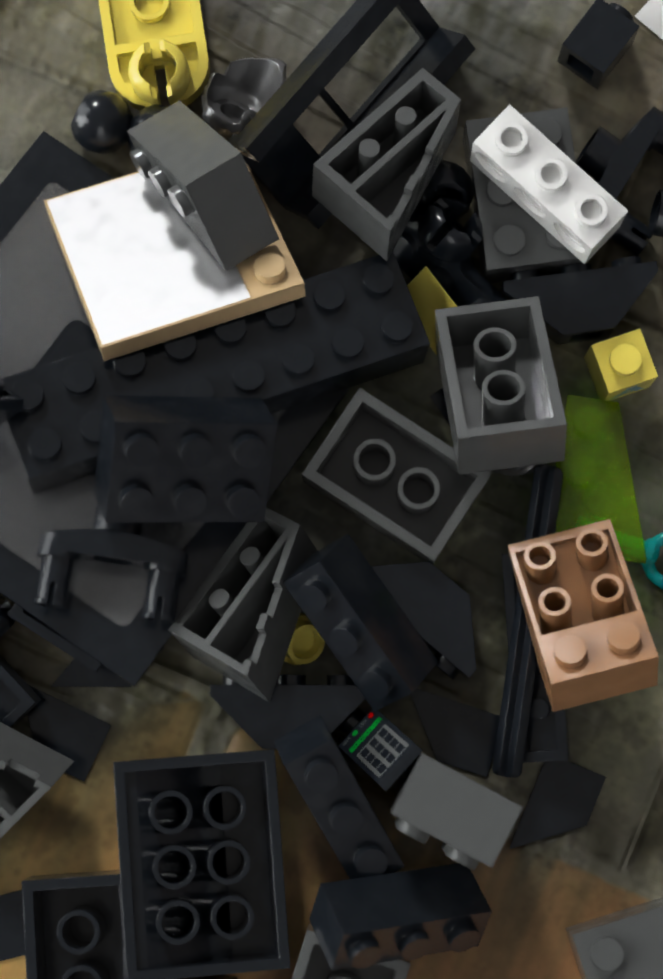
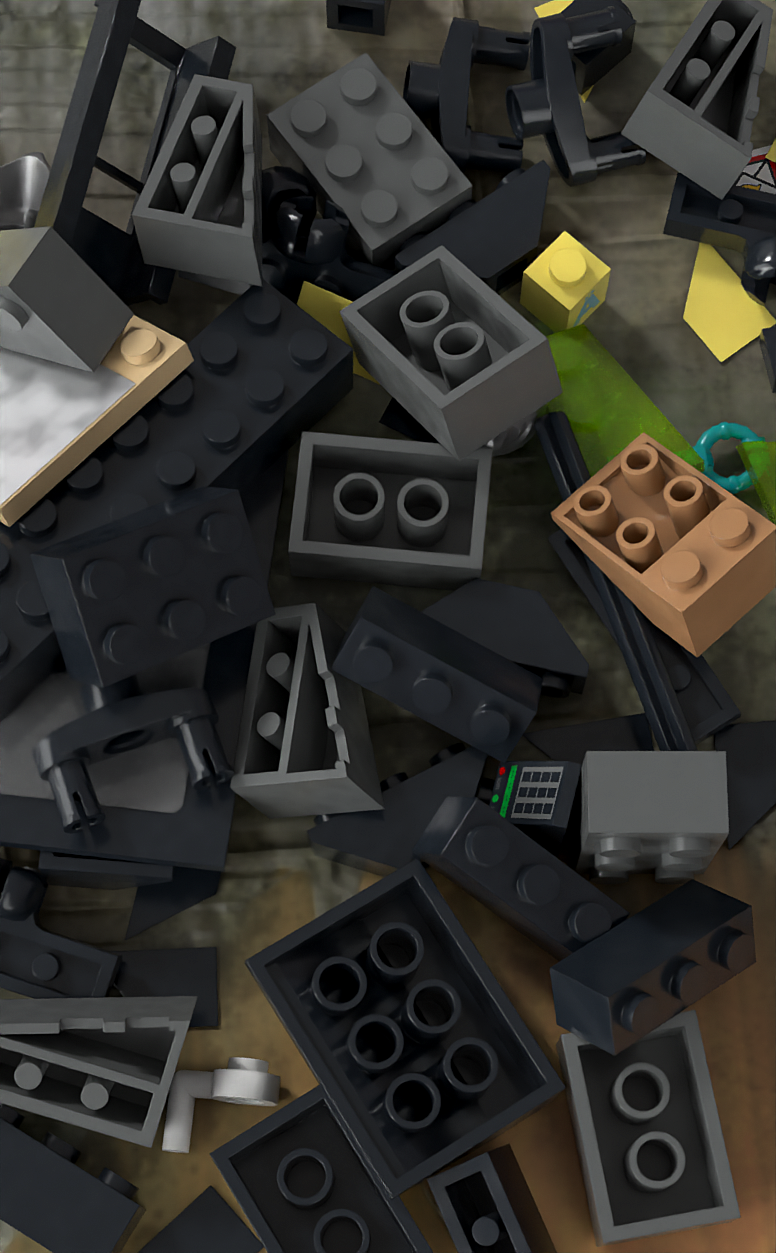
camera: 35 degrees left, 10 degrees down
(74, 835) = (242, 1083): none -> white plate
(305, 643) = (388, 737): light yellow plate -> none
(547, 184) = (390, 125): white brick -> none

